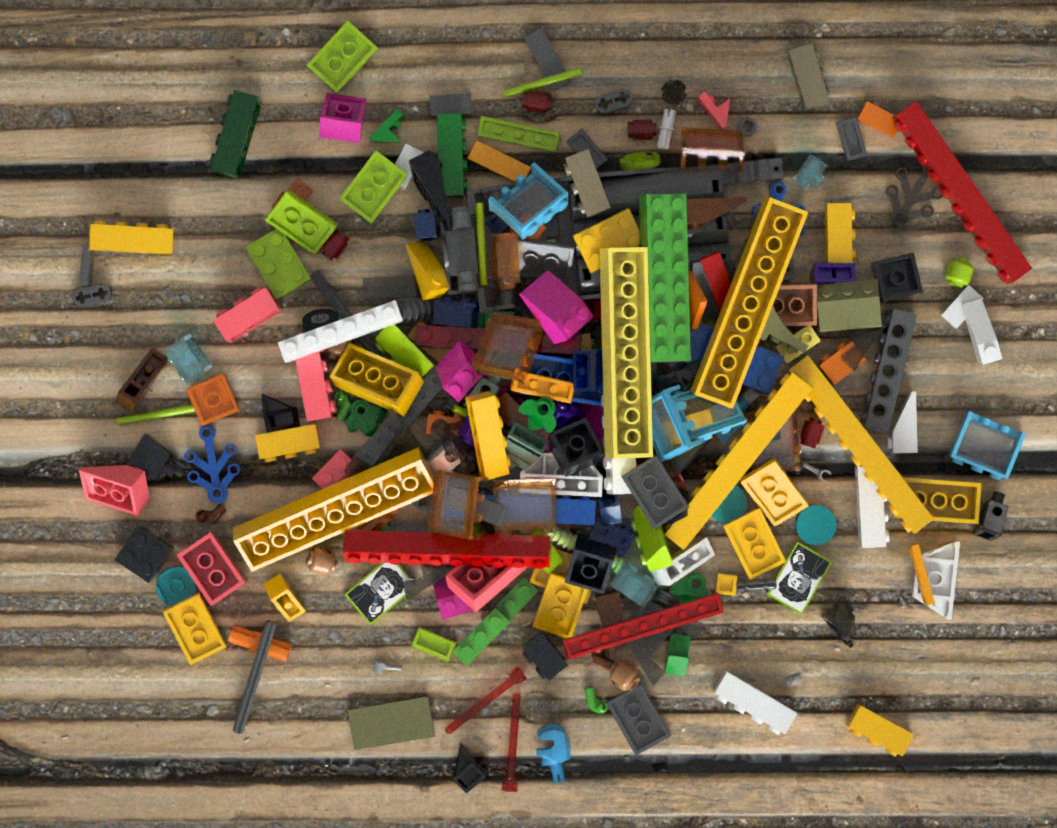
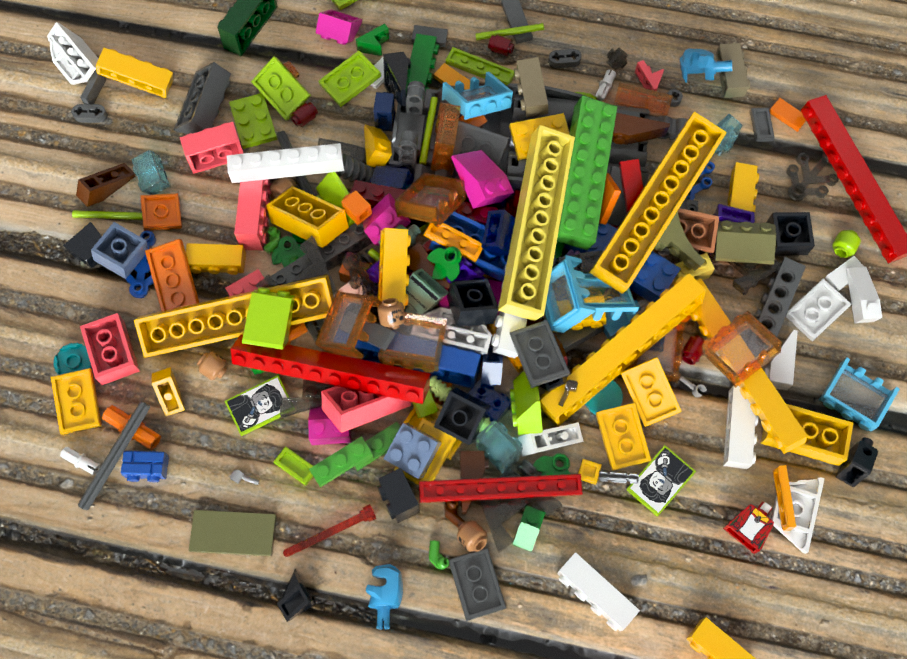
camera: 10 degrees right, 20 degrees down
(52, 231) = (71, 54): none -> white wedge
(116, 487) = (49, 260): coral slope -> none
(144, 554) = (53, 324): black brick -> none
(189, 462) = (119, 250): none -> sand blue brick
(210, 517) = (126, 308): reddish brown arm -> none
(215, 253) = (203, 99): none -> dark grey slope
(219, 687) = (80, 460): none -> white axle
(252, 477) = (172, 275): none -> orange tile
(278, 415) = (211, 234): black slope -> none
(286, 678) = (144, 465): none -> blue brick
(374, 516) = (268, 318): none -> lime slope
(429, 366) = (356, 207): none -> orange brick
(499, 489) = (391, 313): none -> medium nougat head
(509, 782) = (333, 619): clear red piece -> none
(549, 609) = (412, 450): none -> sand blue brick
(642, 129) = (584, 81): dark red brick -> none
(693, 516) = (570, 385): none -> clear smoke hand
(775, 81) = (702, 61): none -> dark azure piece
(816, 525) = (685, 434): teal tile -> none
(833, 366) = (728, 296): orange brick -> none
(842, 621) = (697, 530): black wedge -> none
(857, 436) = (741, 348): none -> window
(893, 605) = (751, 526): none -> torso
(936, 355) = (817, 309): none -> white tile

